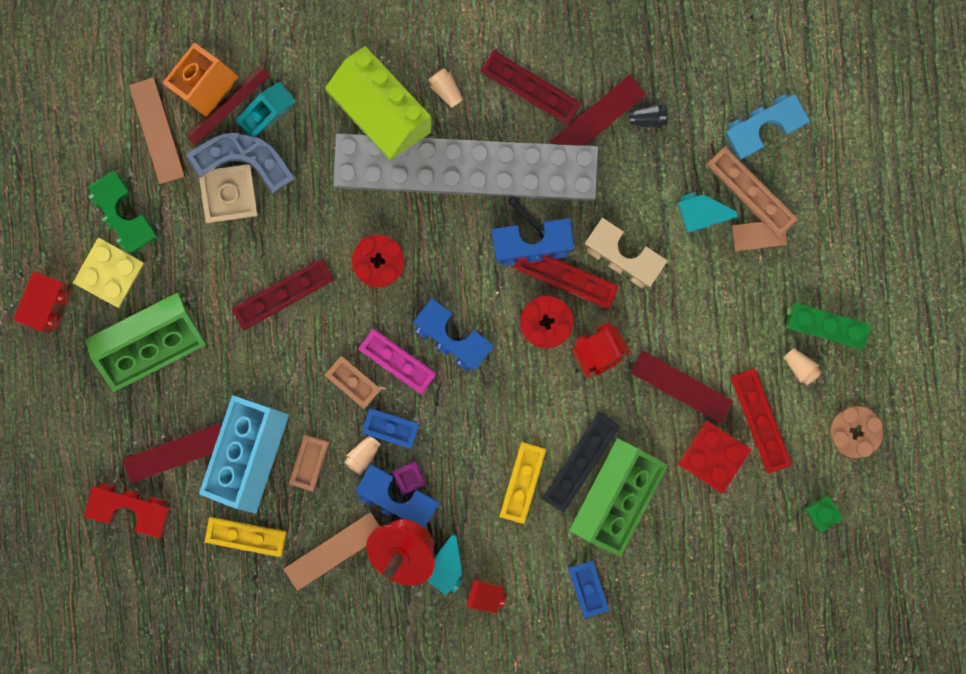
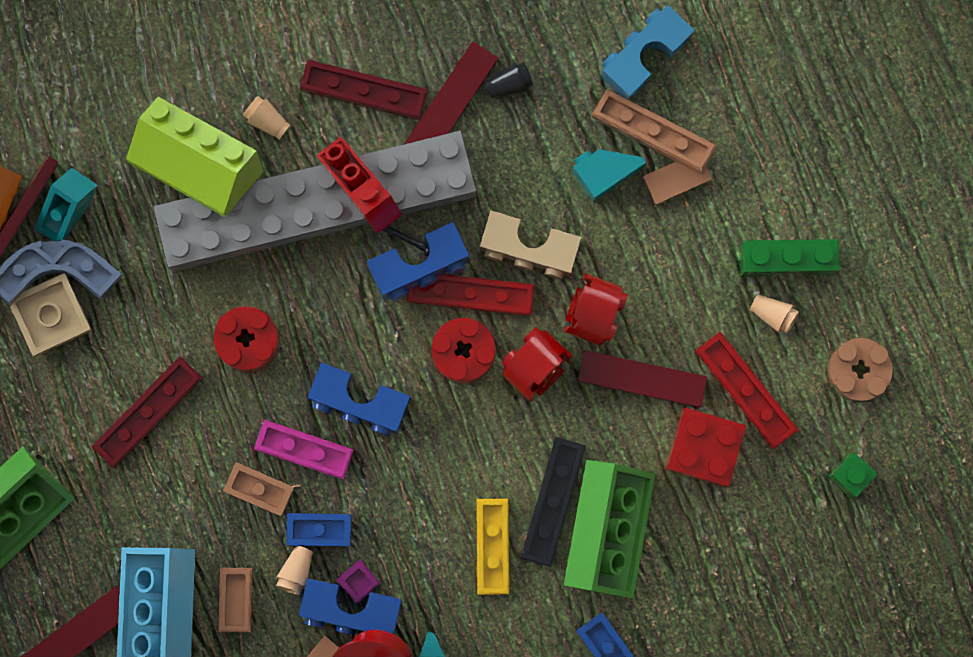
camera: 20 degrees left, 5 degrees down
(504, 167) = (359, 185): none -> red slope
(660, 321) = (594, 310): none -> red brick

